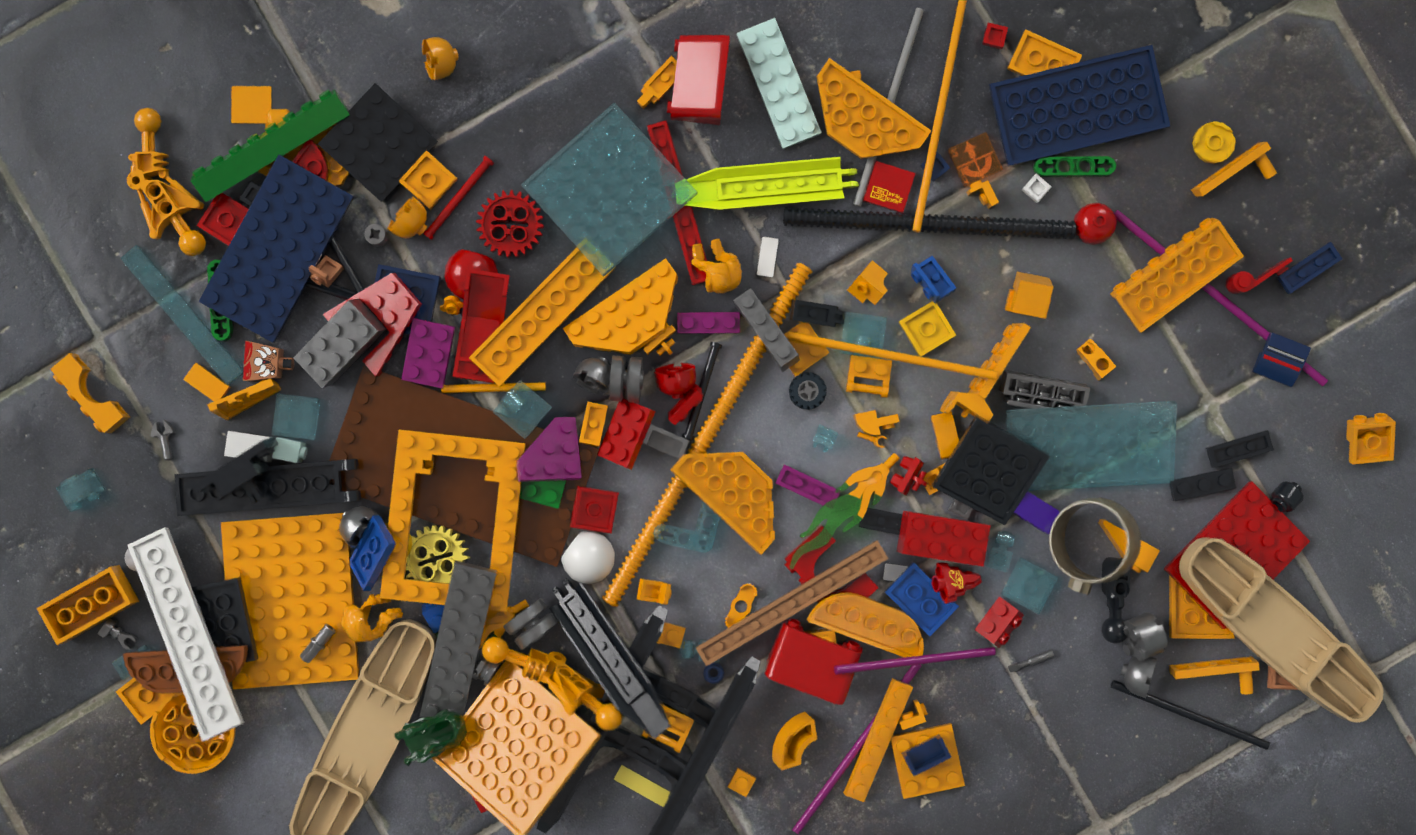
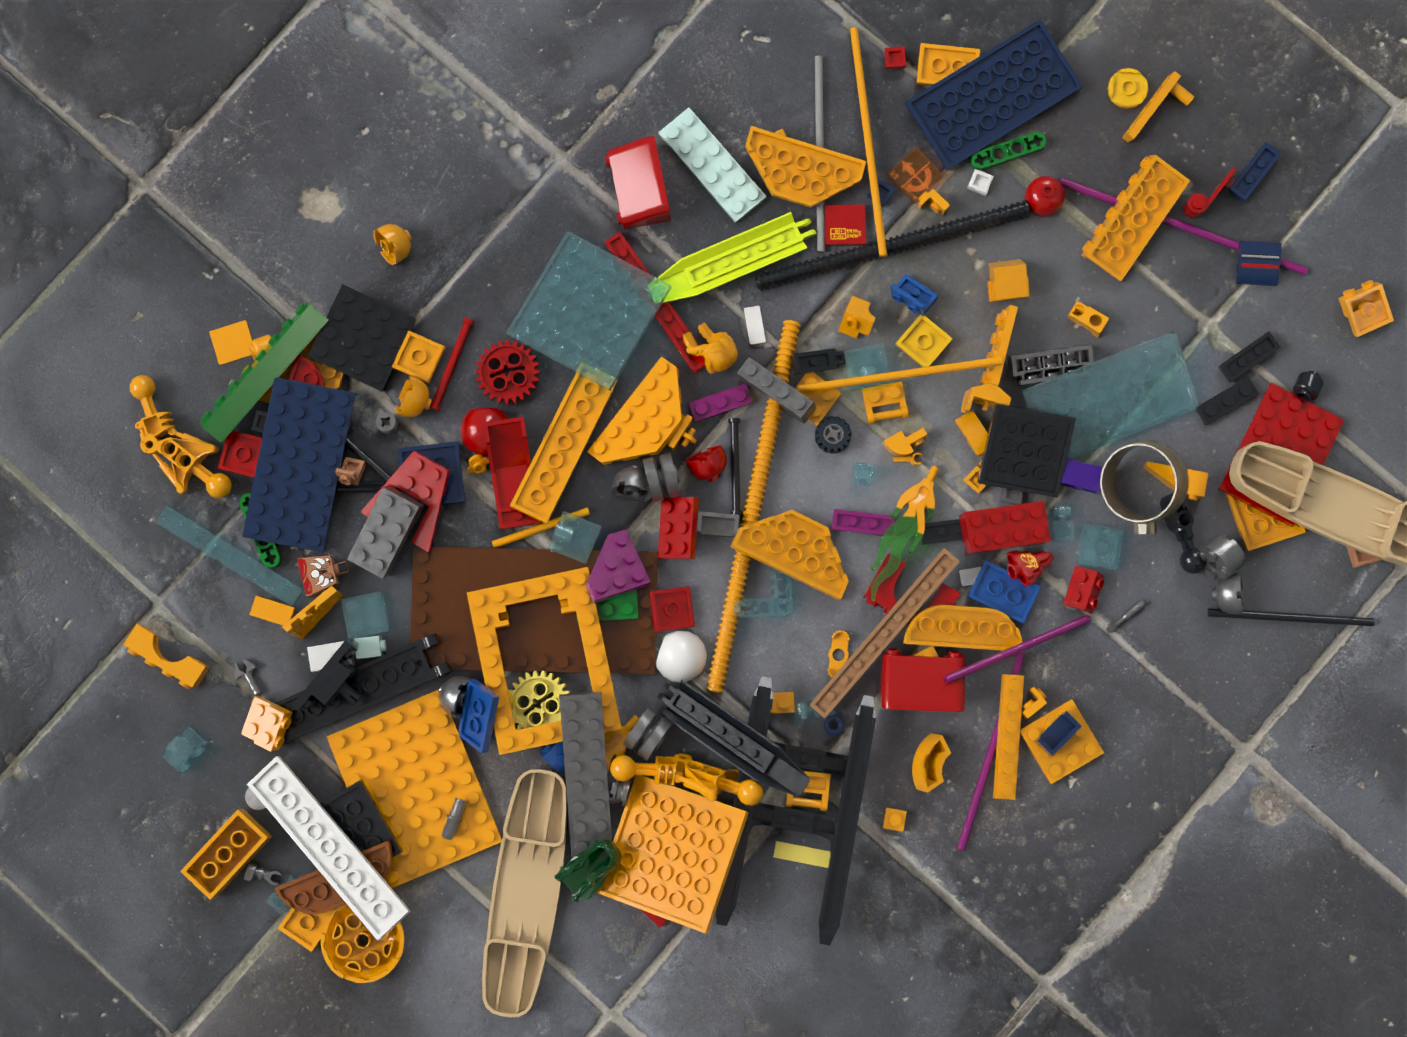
camera: 10 degrees left, 5 degrees down
(166, 492) = (267, 724): none -> plate
(356, 620) = (482, 781): light orange hair -> none
(428, 353) = (470, 514): magenta plate -> none
(593, 424) = (644, 530): light orange plate -> none
(654, 591) = (752, 666): light orange bracket -> none
(659, 83) = (602, 200): light orange hinge -> none
(680, 409) = (721, 490): red plate -> none
(905, 483) = (957, 481): red hips -> none
(1241, 665) = (1323, 554): light orange piece -> none

